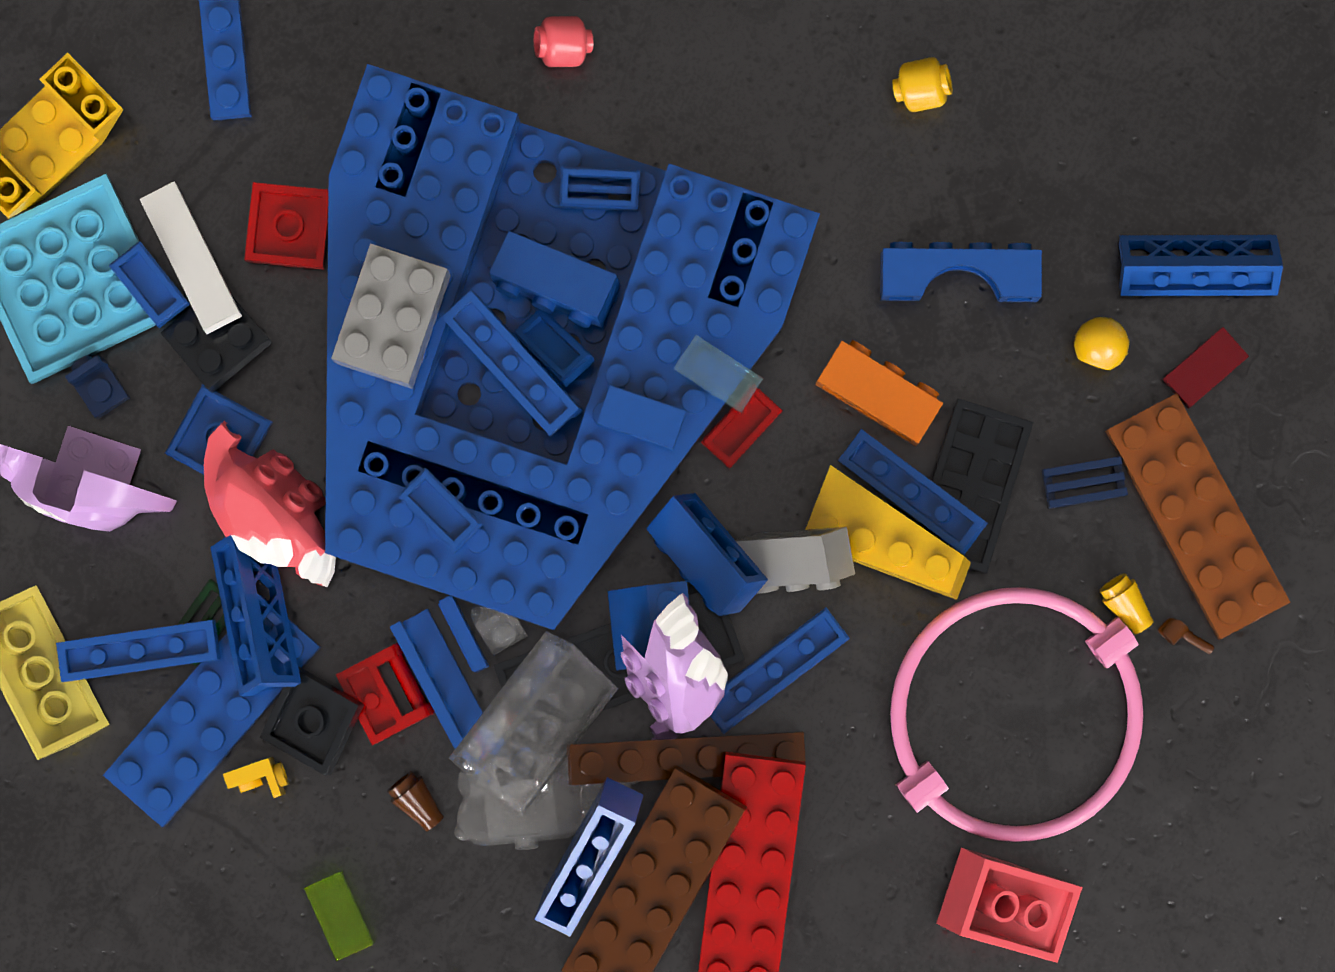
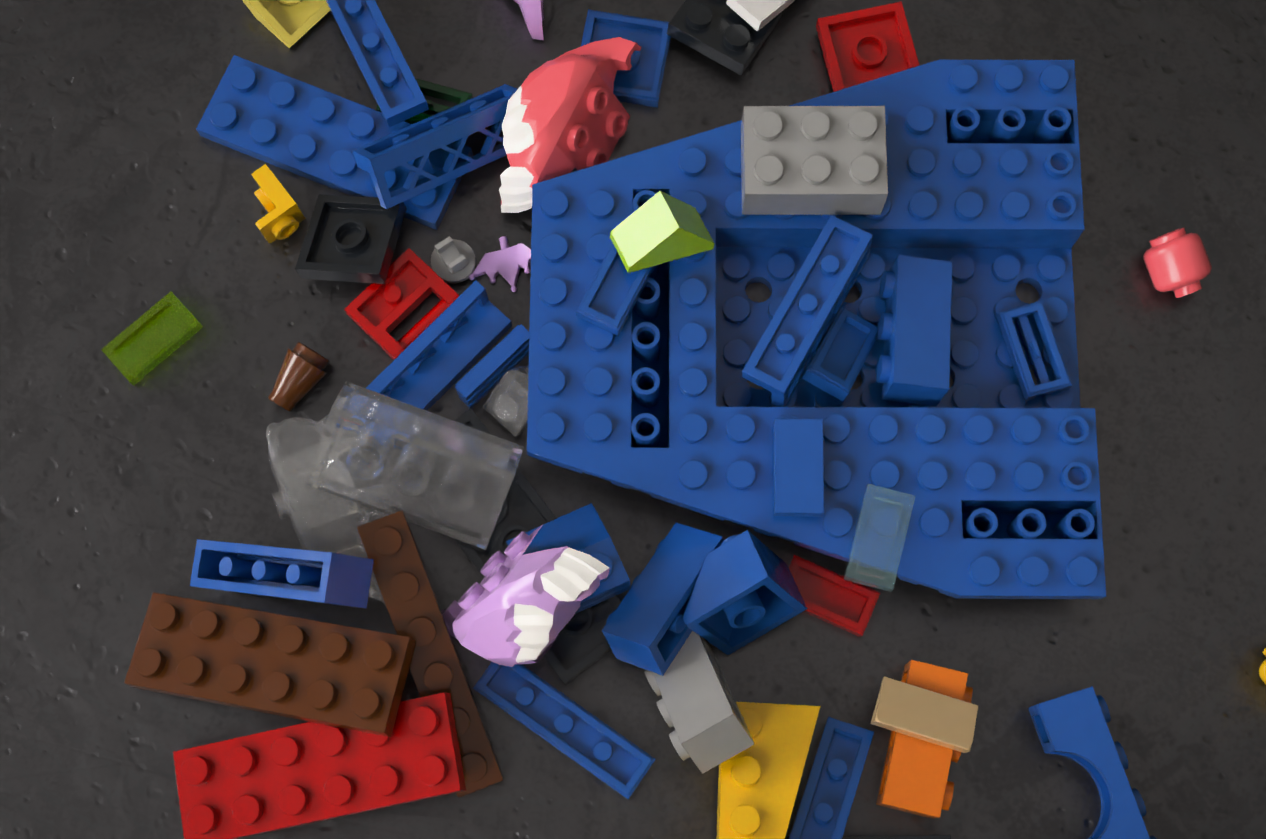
camera: 70 degrees right, 10 degrees down
(356, 641) = (453, 260): none -> light grey plate
(371, 597) = (504, 262): none -> lavender piece
(413, 462) = (660, 233): none -> lime slope
(722, 495) = (741, 594): none -> blue slope
(863, 386) = (925, 715): none -> tan slope

